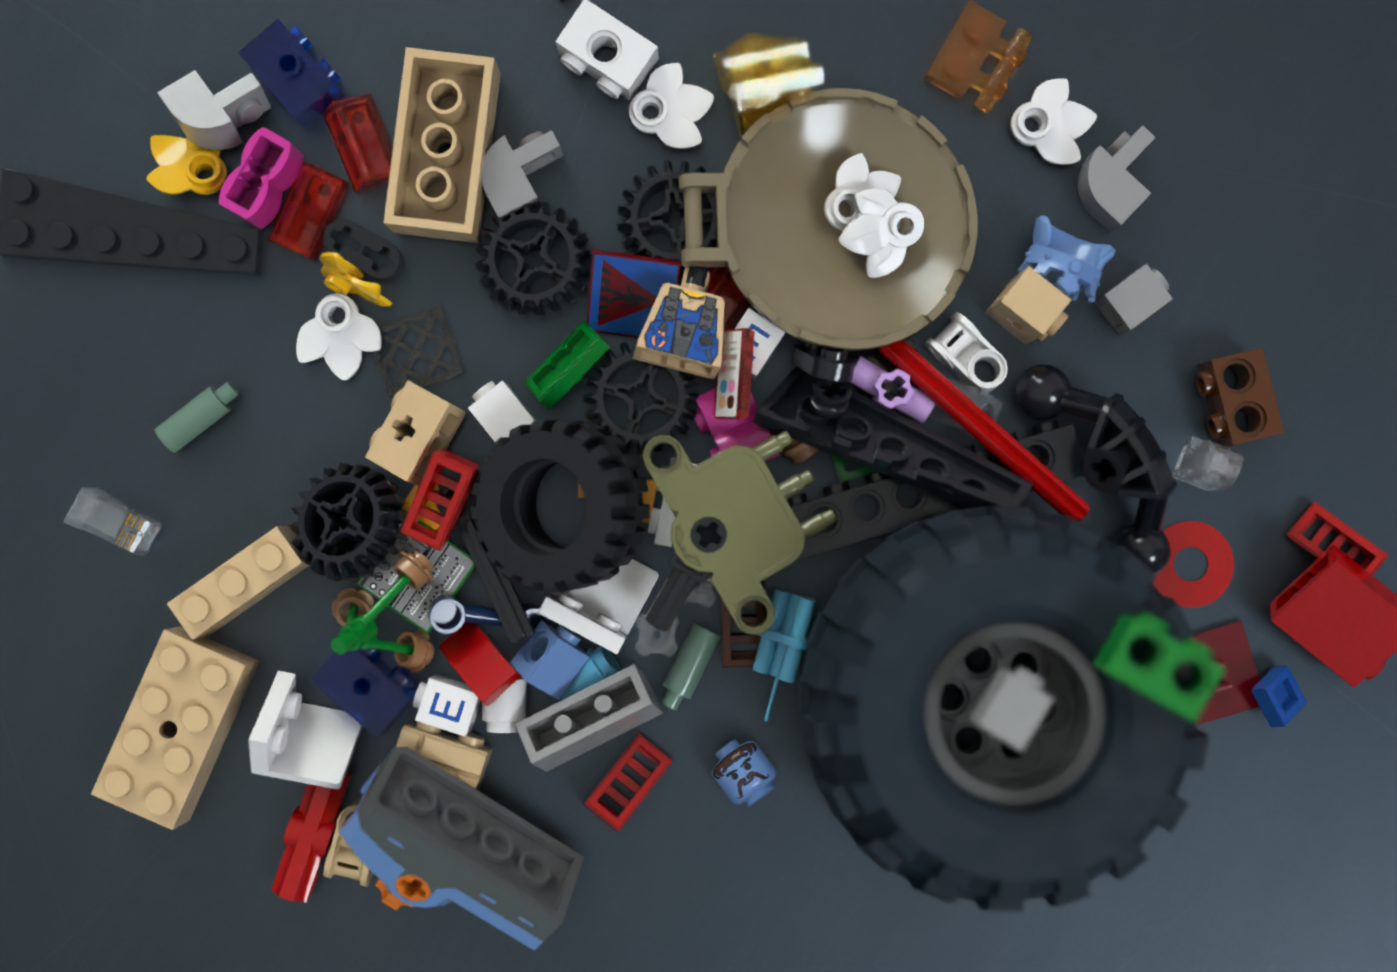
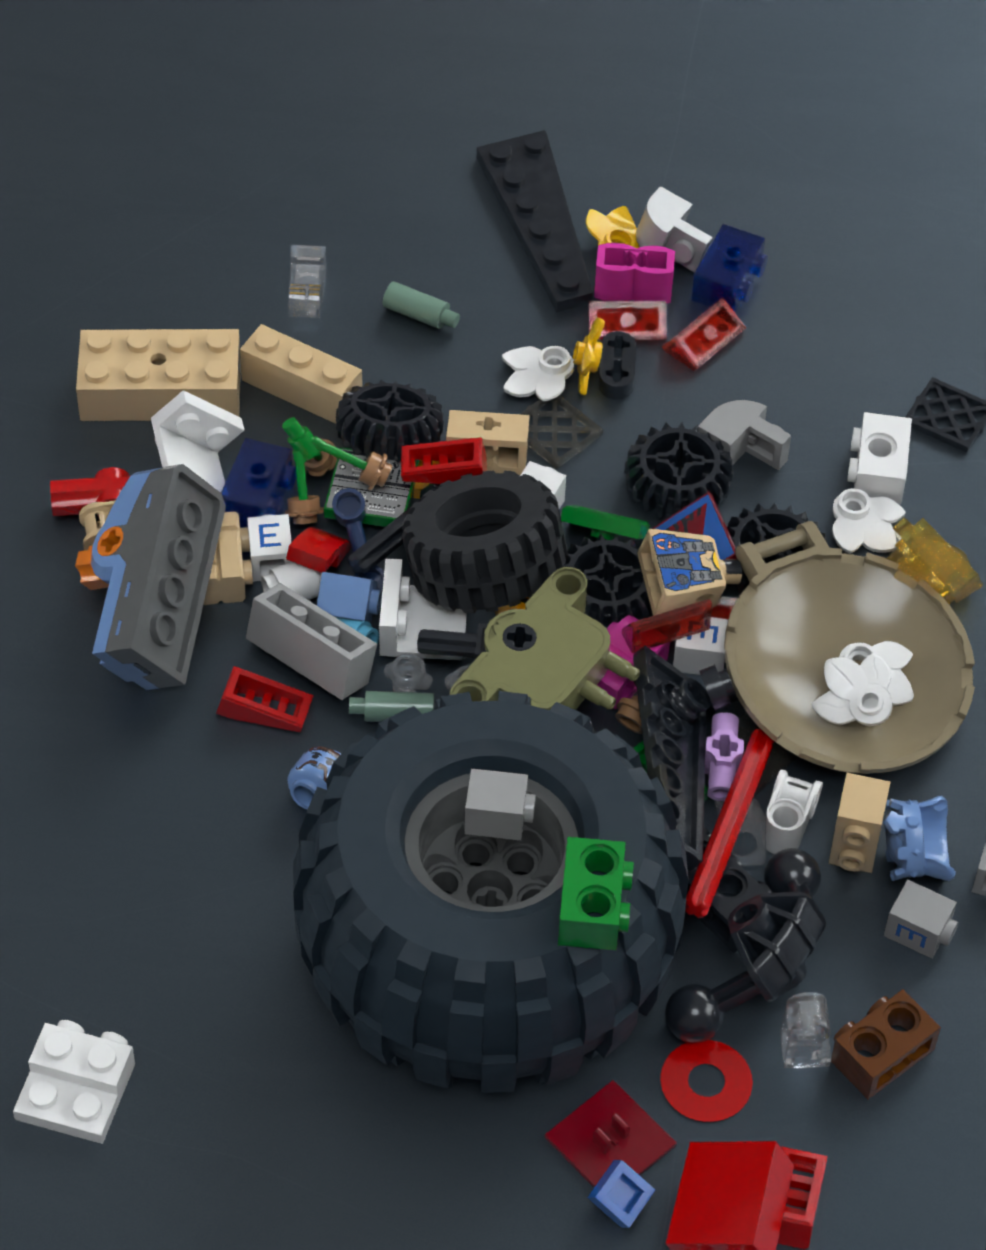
camera: 65 degrees right, 35 degrees down
(441, 103) = (751, 362): tan brick -> none

